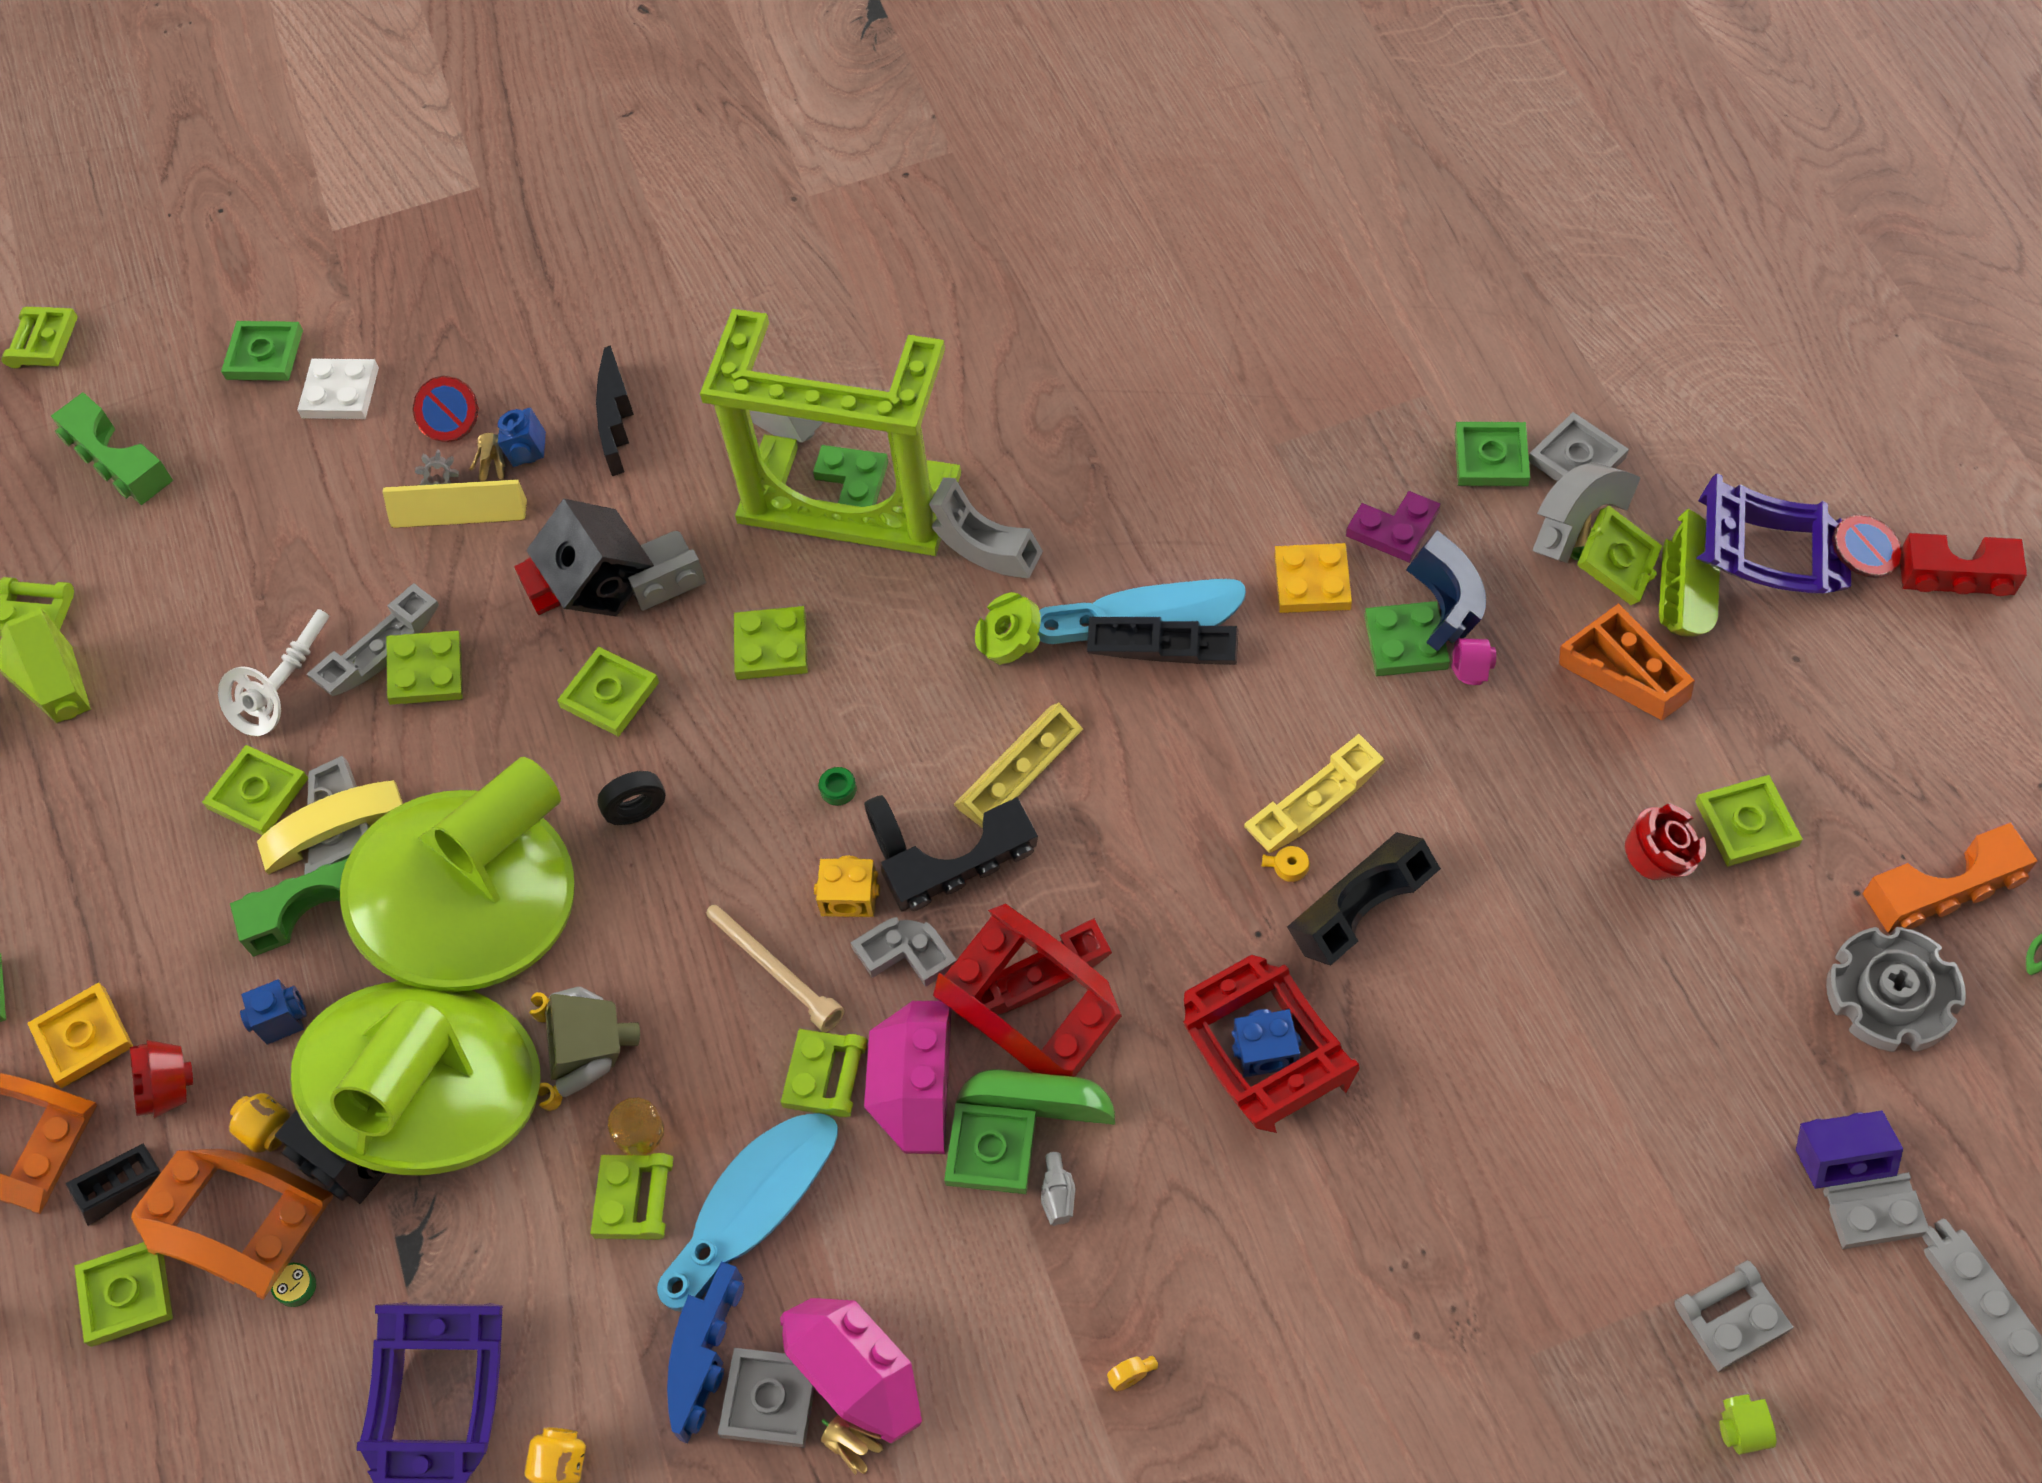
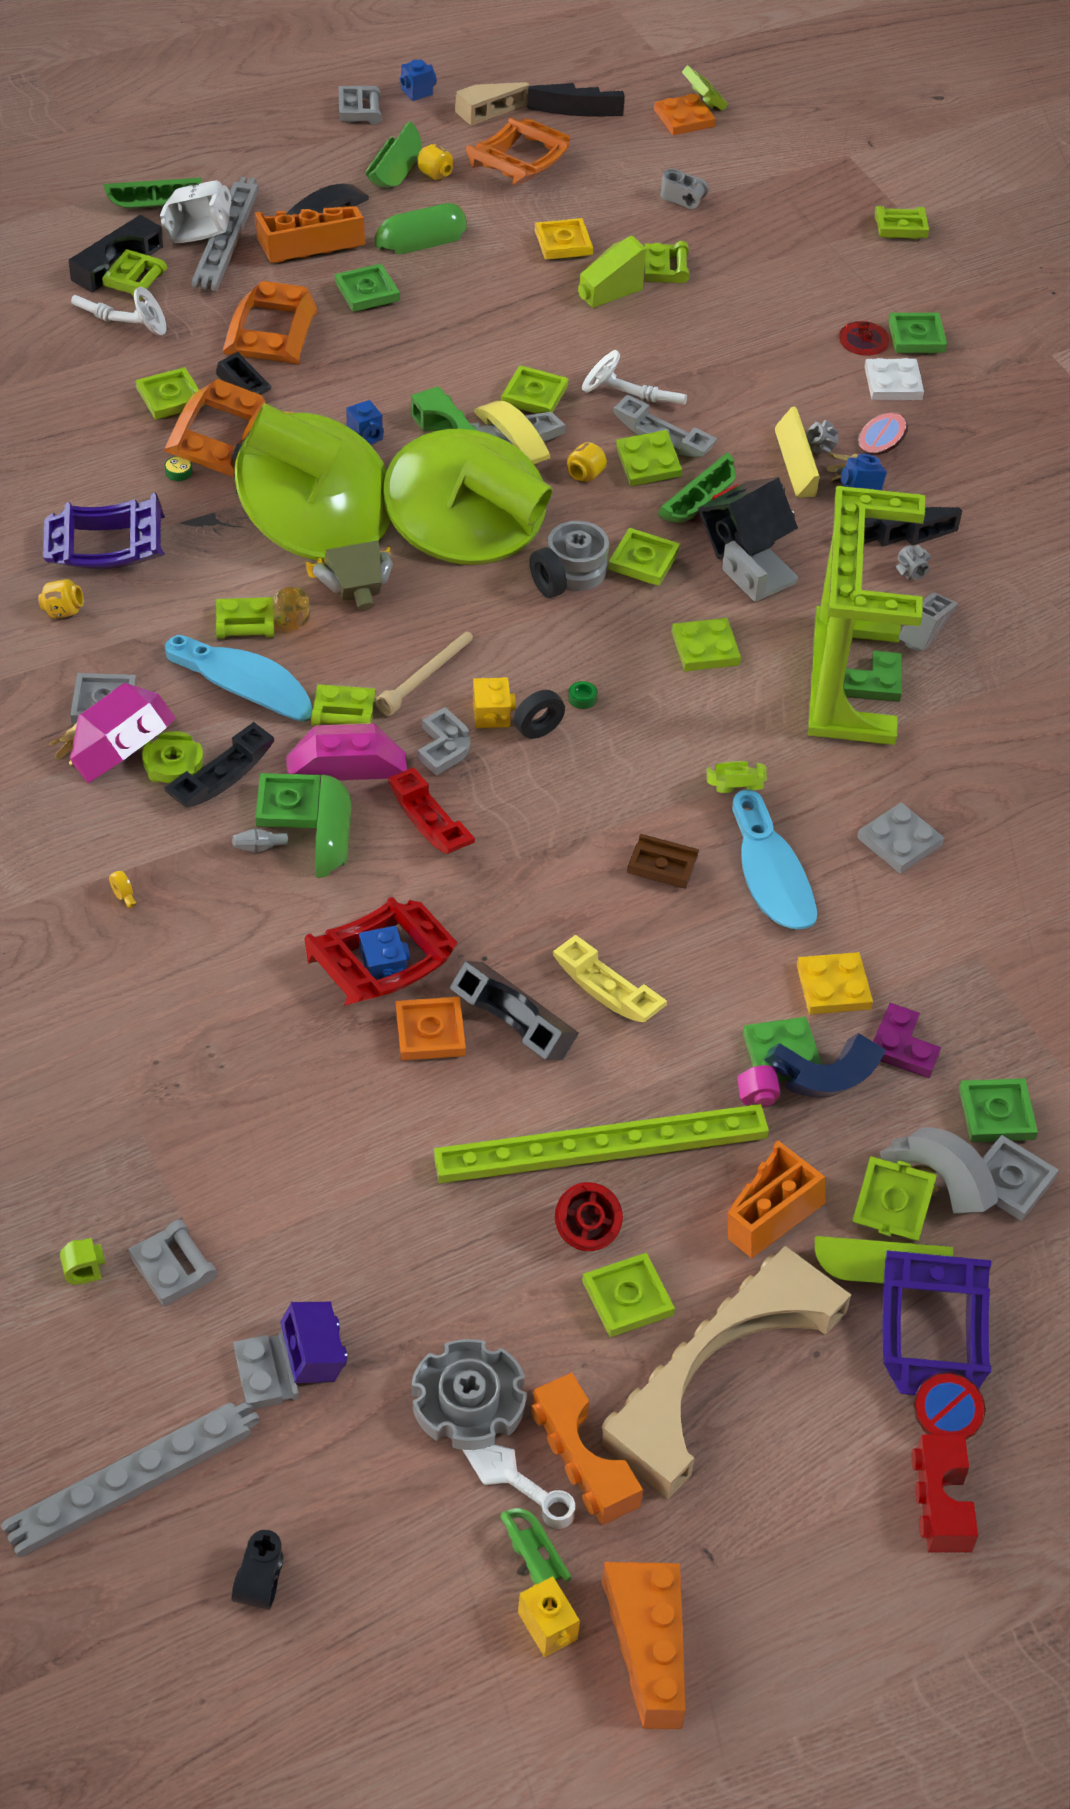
camera: 75 degrees right, 10 degrees down
(80, 1035) = (343, 343): yellow plate -> none
(132, 468) = (822, 257): bright green arch -> none
(159, 1077) = (310, 376): red cone -> none
(248, 410) = (864, 338): none -> clear red piece
(419, 738) = (586, 462): none -> yellow head
(508, 614) = (700, 491): none -> bright green brick
(595, 754) = (583, 553): none -> light grey wheel
(677, 409) = (913, 562): none -> light grey gear
(693, 1365) = (134, 656): blue slope -> none
(915, 1286) = (157, 756): none -> lime plate
(918, 877) = (544, 785): black arch -> none
(925, 1234) = (224, 770): none -> black slope
(980, 540) = (824, 745): light grey arch -> none
(985, 960) = (450, 789): red wedge -> none
(1020, 763) = (616, 799): light yellow slope -> none
(1103, 487) = (900, 837): none -> light grey plate
(1128, 723) = (663, 861): none -> reddish brown plate
(1162, 640) = (745, 879): black slope -> none
(1281, 864) = (548, 973): yellow piece -> none
(1378, 997) = (430, 1028): none -> orange plate
(1547, 836) = (600, 1143): none -> lime plate
(1914, 813) = (779, 1296): none -> tan arch
(1977, 965) = (498, 1466): none -> white piece

